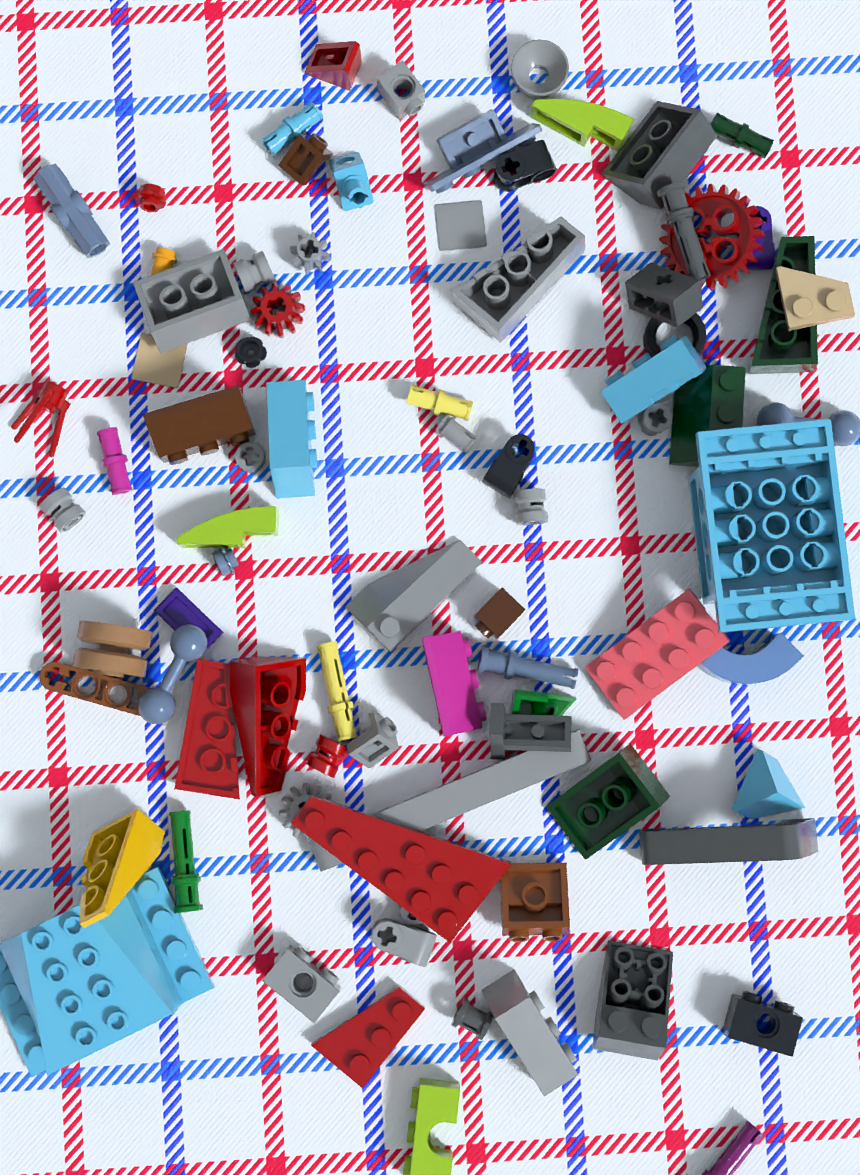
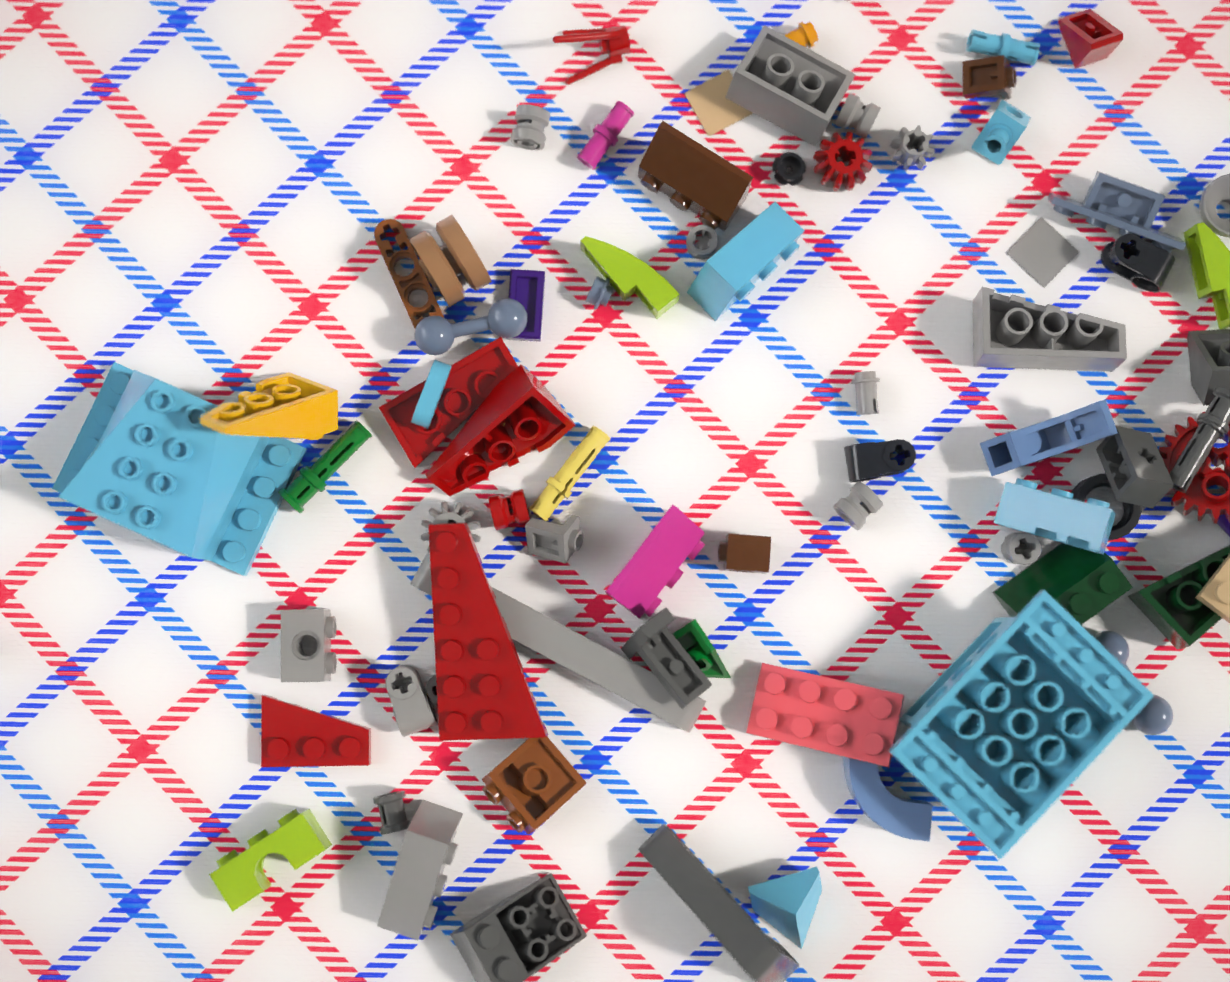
camera: 50 degrees right, 0 degrees up
(197, 743) = (431, 394): none -> medium azure beam
(401, 78) = (1122, 98): light grey brick -> none
(406, 597) = (696, 466): light grey wedge -> none
(439, 402) = (880, 357): light yellow pin -> none
(511, 665) = (712, 598): sand blue pin -> none
(594, 336) = (1048, 438): none -> medium blue arch
(608, 801) = (667, 776): dark green slope -> none

